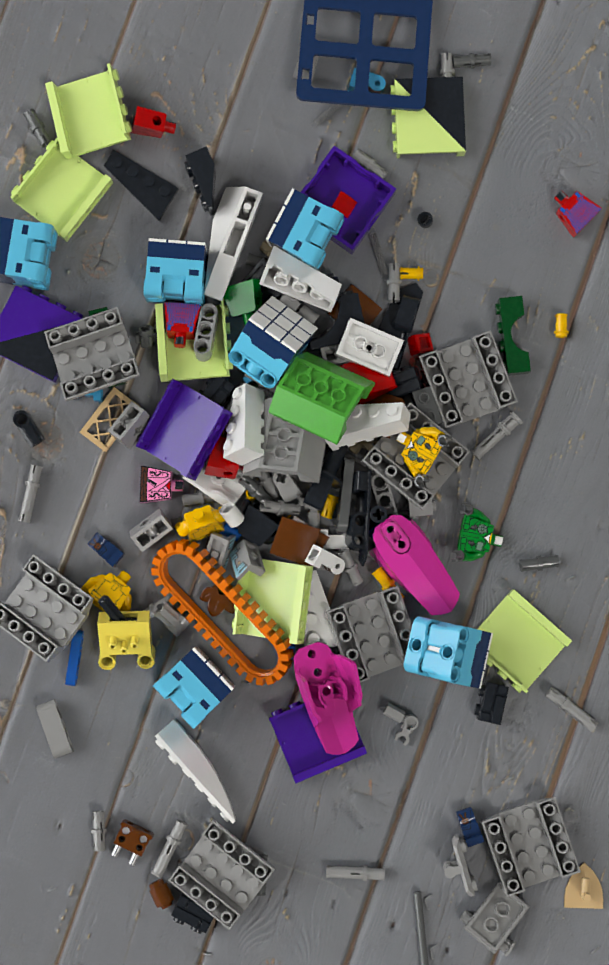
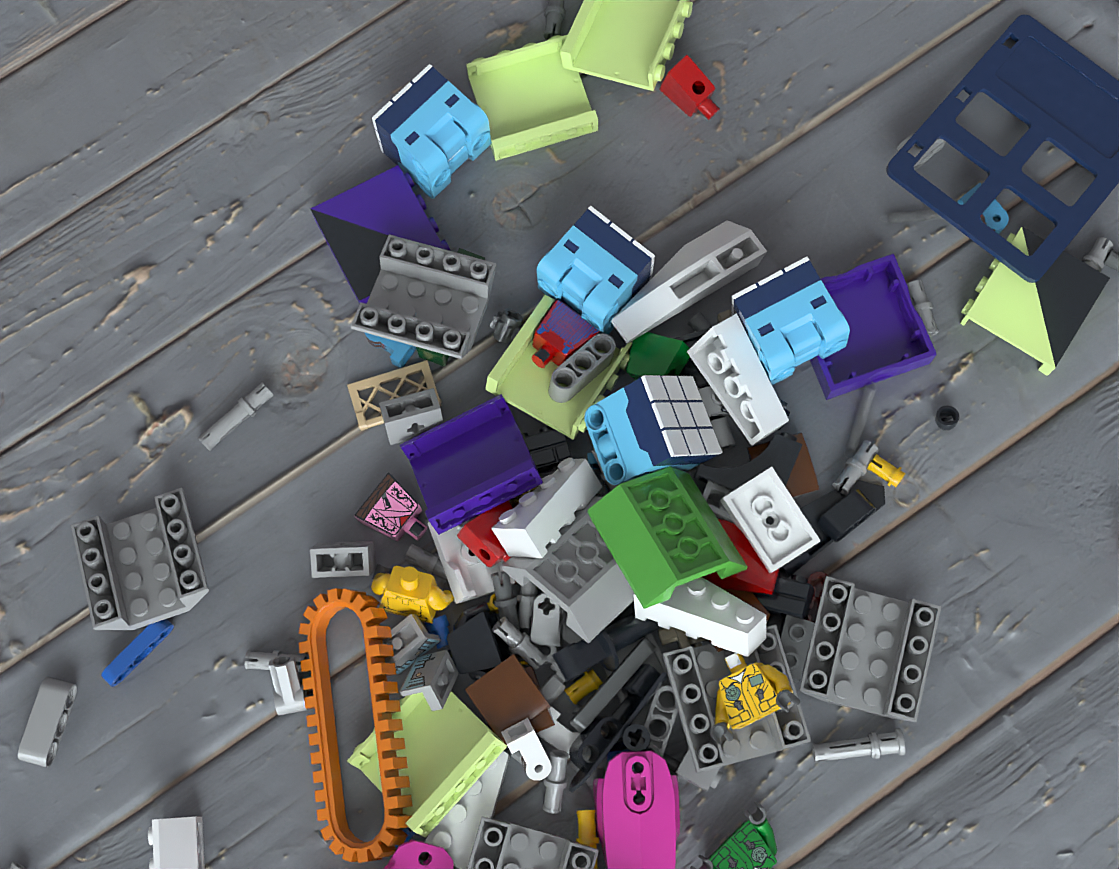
camera: 45 degrees right, 10 degrees down
(29, 429) = (290, 340): black piece -> none
(106, 549) = (273, 546): dark blue leg -> none
(110, 586) = (236, 605): yellow torso -> none
(124, 634) = (213, 663): light yellow piece -> none
(144, 185) = (632, 156): black wing -> none
(194, 686) = (250, 792): piece -> none
(202, 169) = (708, 187): black slope -> none
(216, 601) = (358, 706): reddish brown plate -> none
(231, 514) = (453, 608): white beam -> none
(344, 204) = (860, 333): red slope -> none
(420, 344) = (838, 563): red slope -> none
(509, 311) = (981, 601): dark green arch -> none
(561, 325) = (1037, 664): yellow pin -> none

